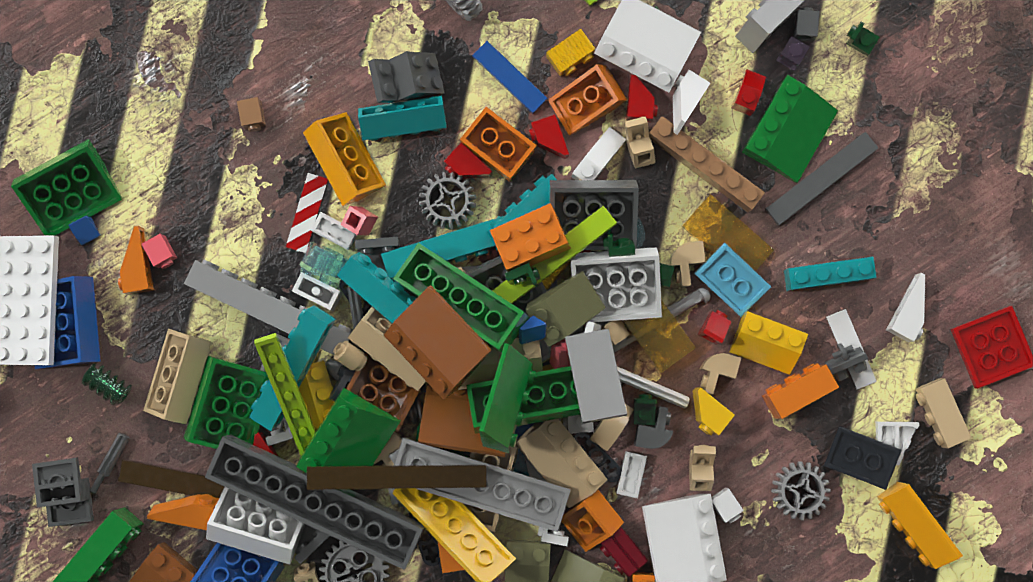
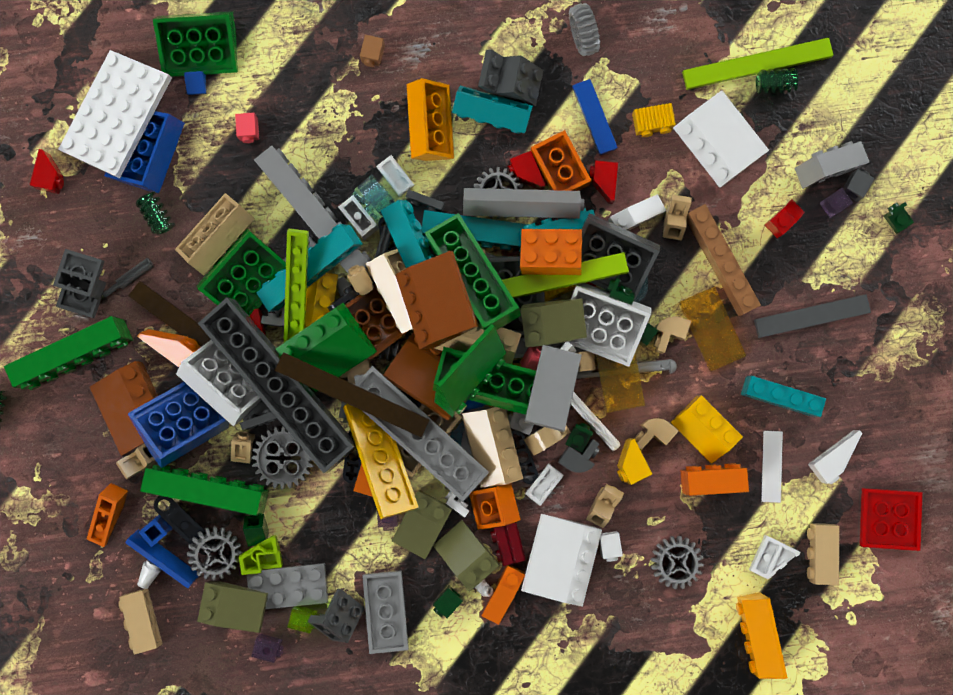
camera: 25 degrees right, 0 degrees up
(135, 269) = (222, 131): orange slope -> none
(306, 212) = (379, 151): sticker -> none
(359, 220) = (419, 176): coral brick -> none
(477, 201) = (522, 203): none -> light grey brick
(520, 274) = (527, 277): dark green bracket -> none
(532, 330) = (518, 327): blue slope -> none
(587, 99) = (650, 163): orange slope -> none
(640, 101) = (692, 184): red slope -> none
(685, 98) = (733, 197): white slope -> none
(715, 327) = (668, 396): red slope -> none
(733, 279) = (701, 364): medium azure tile -> none
(790, 129) = (805, 264): green slope -> none
(846, 358) = (764, 471): dark grey hips -> none
(862, 457) = (740, 559): black tile -> none

